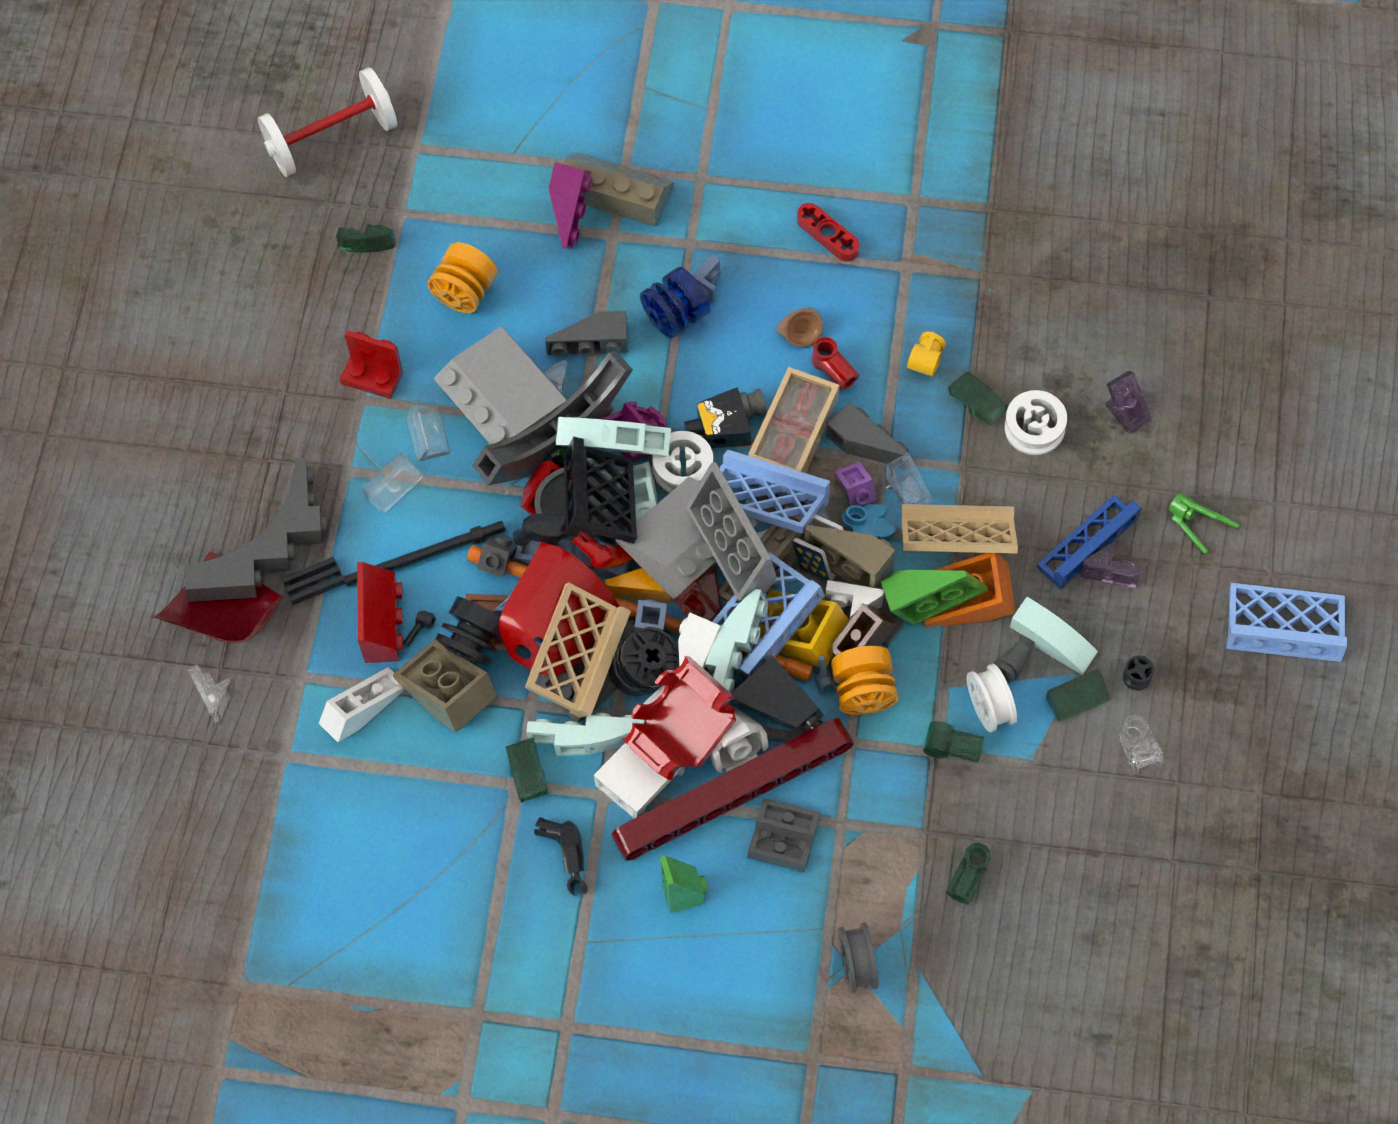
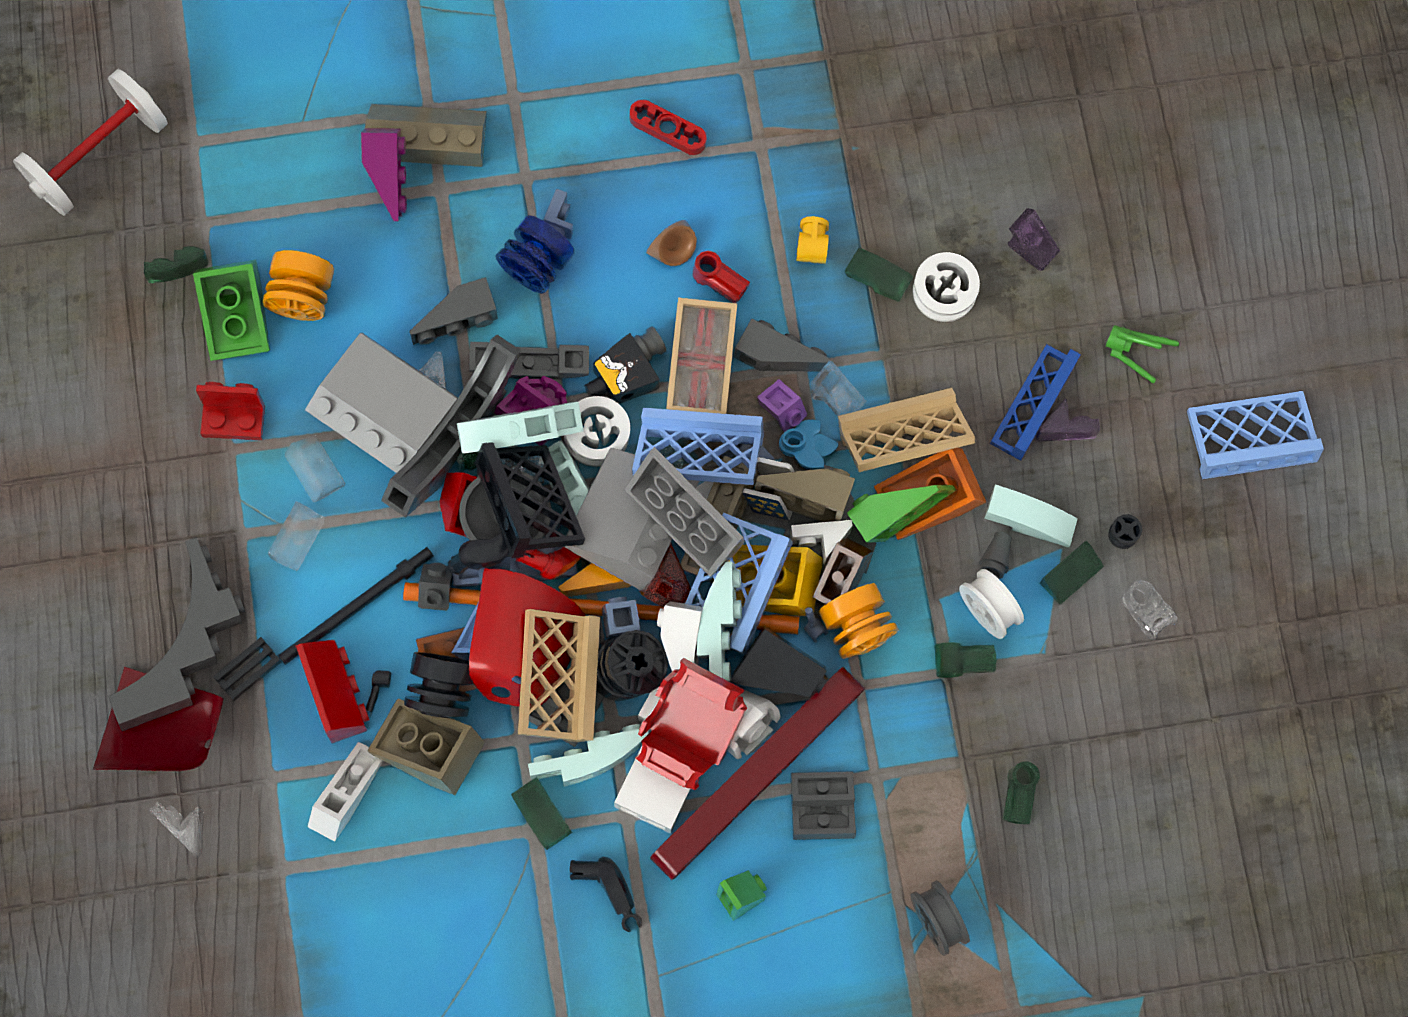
camera: 25 degrees left, 10 degrees up
(400, 285) = (232, 309): none -> bright green slope
(666, 400) = (555, 363): none -> dark grey slope

